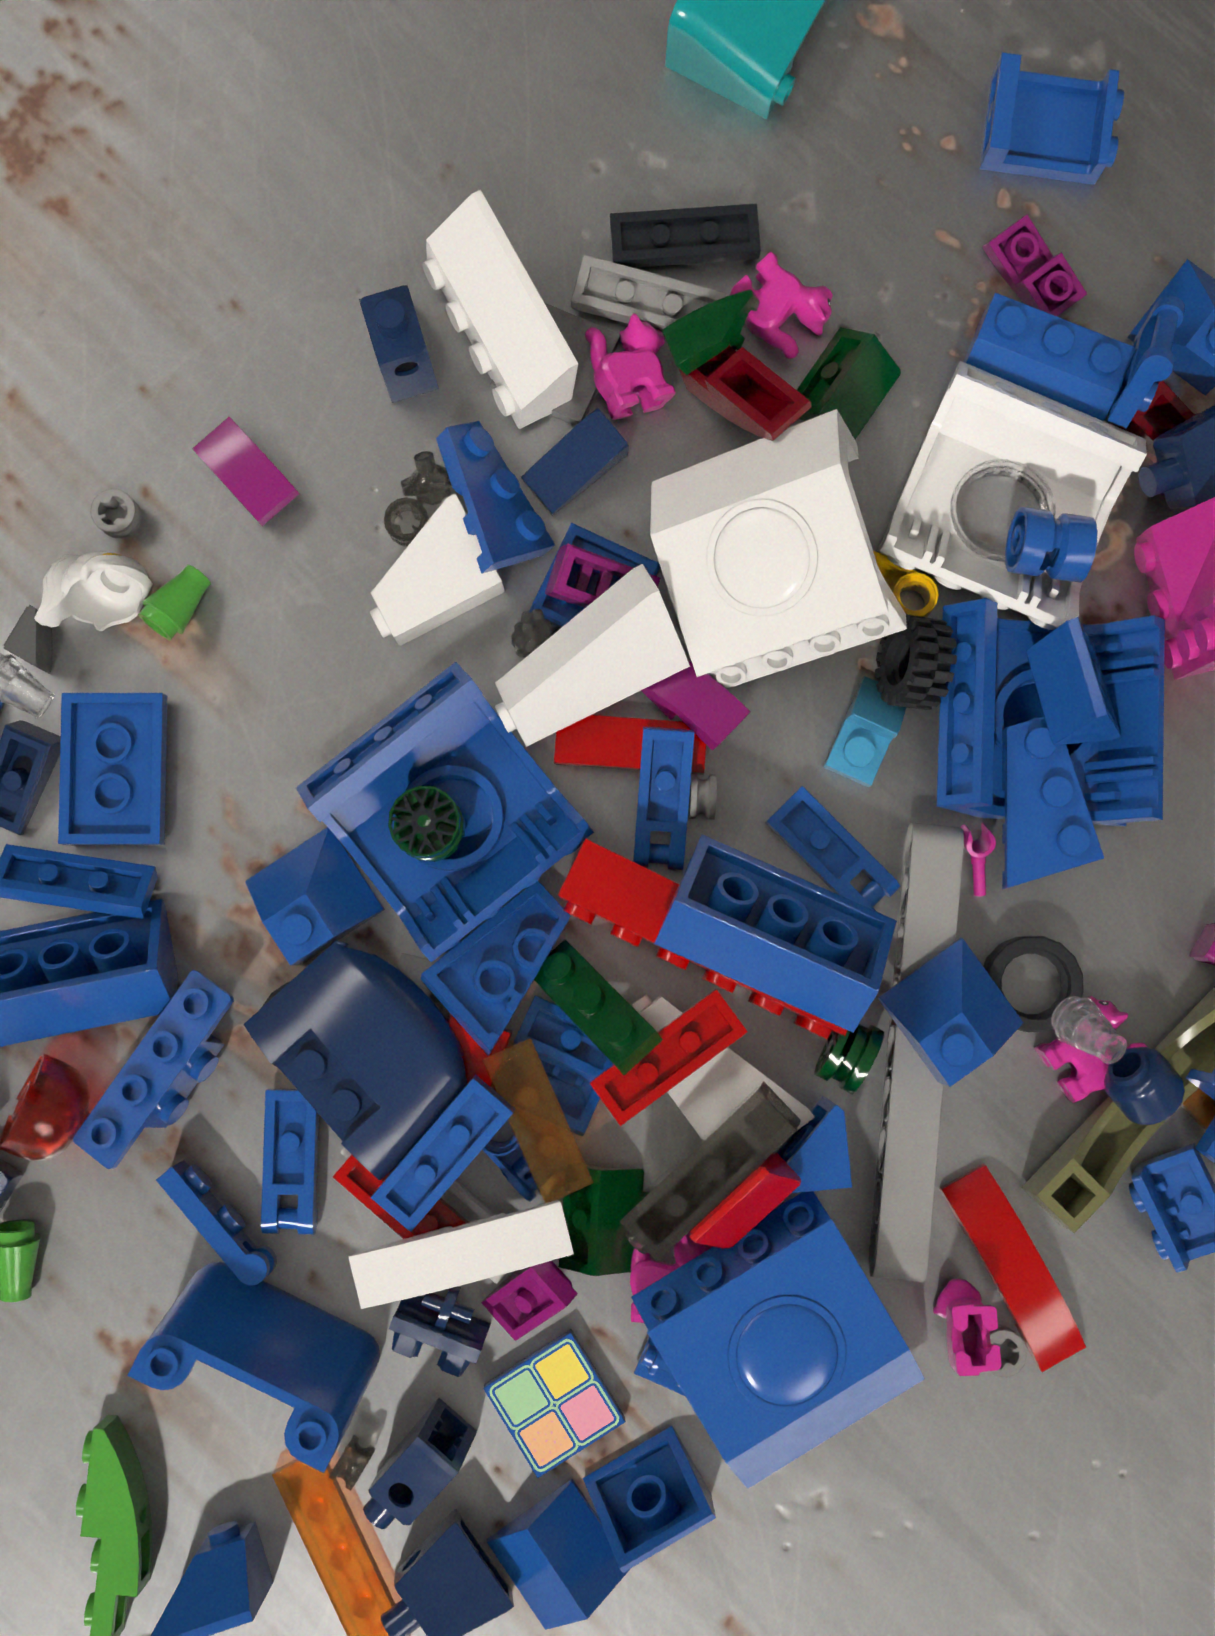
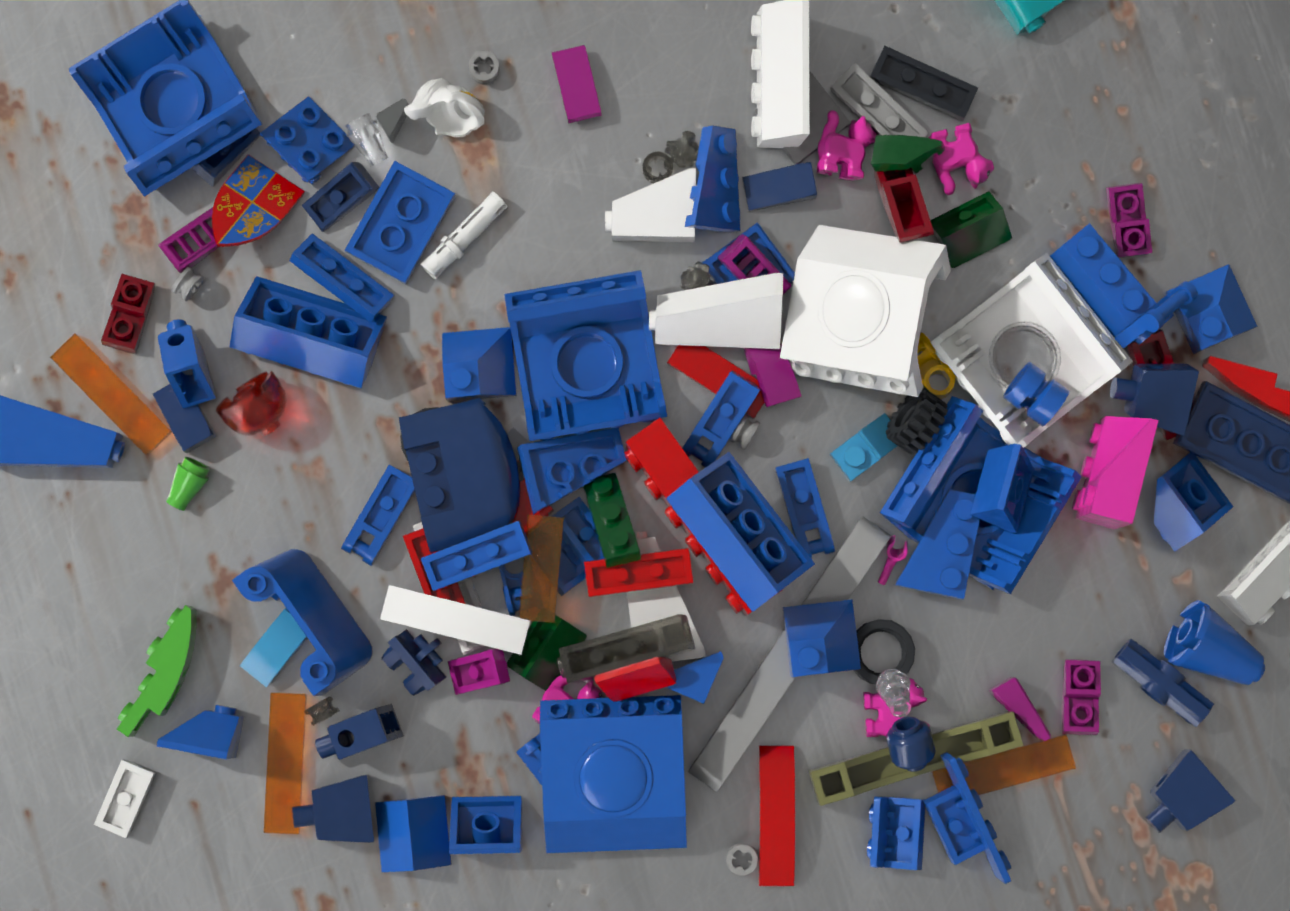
camera: 30 degrees right, 0 degrees up
(159, 1073) = (334, 418): blue bracket -> none
(174, 603) = (489, 142): bright green cone -> none
(203, 746) = (459, 240): none -> white pin
(218, 1224) = (319, 528): blue plate -> none
(243, 1426) = (274, 649): none -> dark azure slope
(398, 340) = (711, 57): dark blue torso -> none
(426, 823) = (570, 358): dark green wheel -> none
(554, 1403) = (459, 743): tile -> none
(849, 1056) = (745, 638): dark green wheel -> none
(968, 1329) = (731, 821): dark pink animal -> none
(1050, 124) = (1189, 134): blue panel -> none

